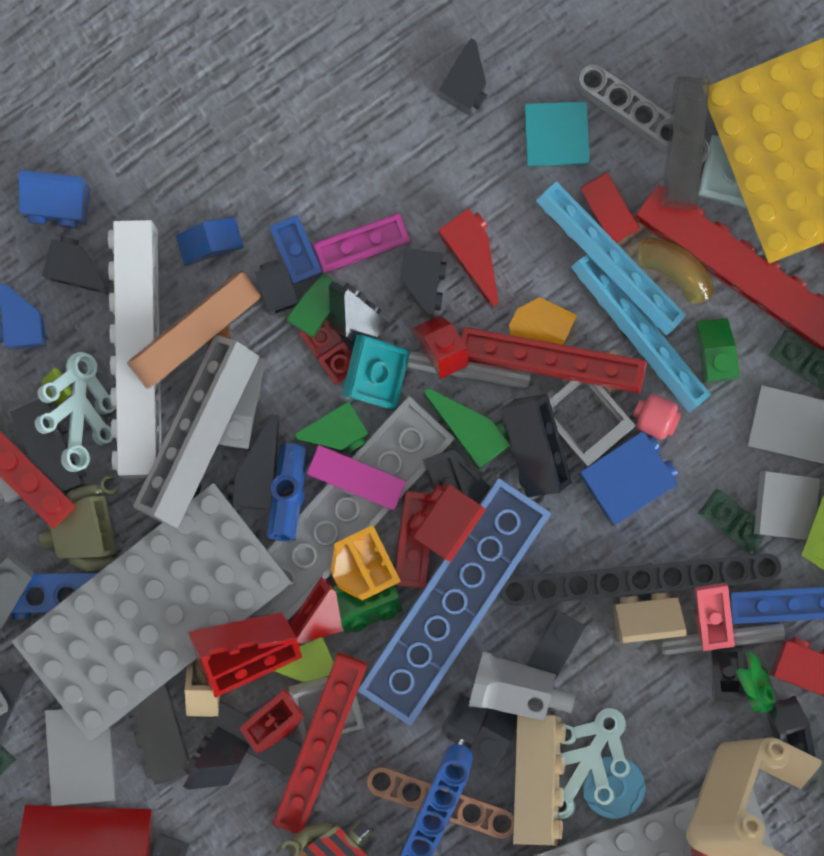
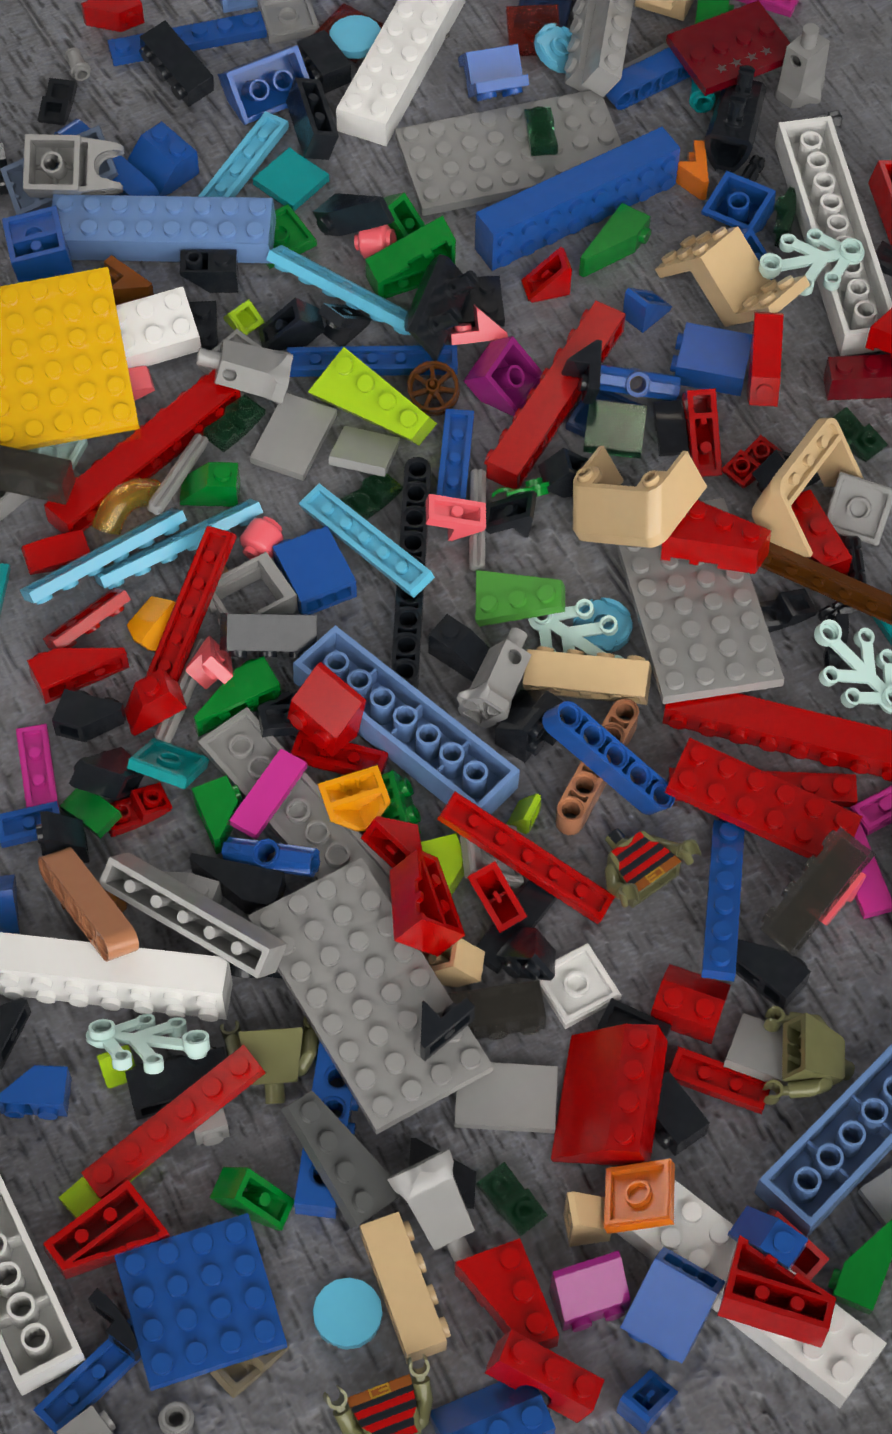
camera: 75 degrees left, 25 degrees down
(104, 685) = (438, 1030): none -> black slope
(203, 813) = (579, 986): none -> white tile
(380, 733) = (525, 813): none -> lime slope
(495, 392) = (210, 664): none -> coral slope
(534, 256) = (88, 619): none -> red plate
(625, 693) = (516, 597): none -> bright green wing
(648, 619) = (449, 568): tan slope -> none
(665, 527) = (367, 540): none -> medium azure plate
(723, 314) = (177, 474): none -> light grey axle

